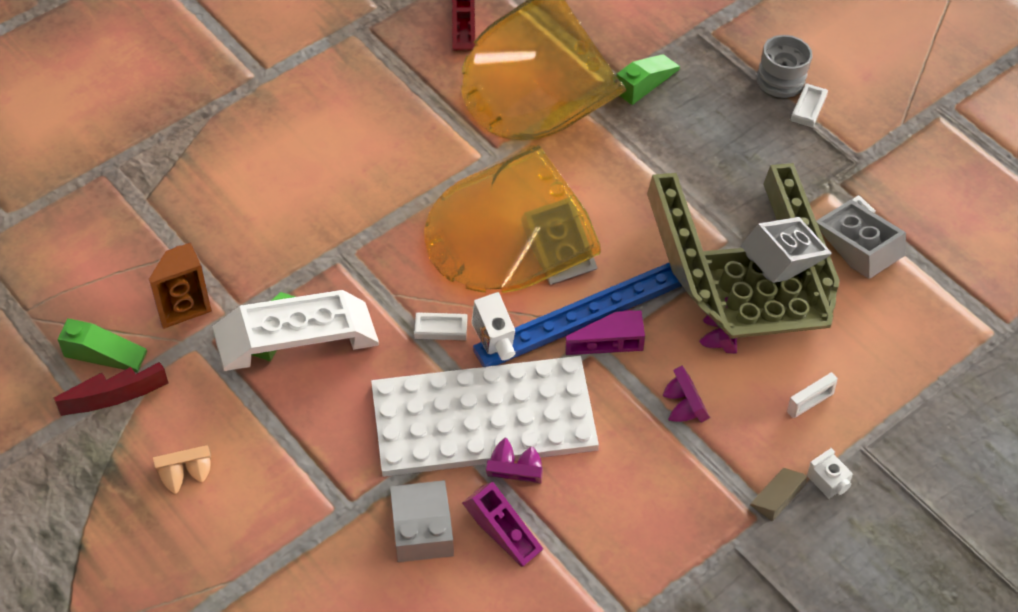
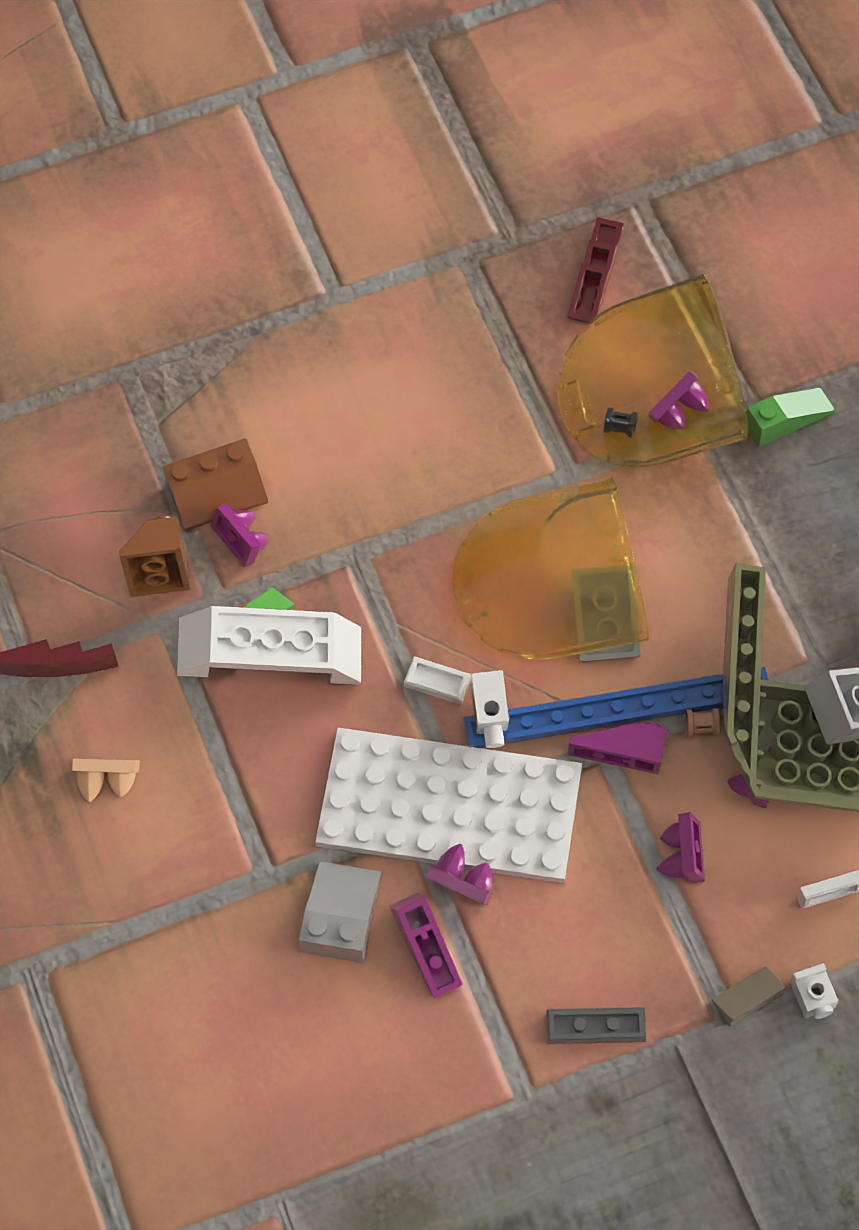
camera: 20 degrees right, 10 degrees up
(99, 346) = (56, 603): bright green slope -> none
(210, 224) = (213, 479): none -> dark orange slope
(239, 259) = (233, 530): none -> magenta tile
(521, 108) = (620, 422): none -> black bush
(565, 73) = (686, 391): none -> magenta tile
(665, 302) = (702, 722): none -> nougat bush
(665, 550) = (596, 1025): none -> dark grey tile

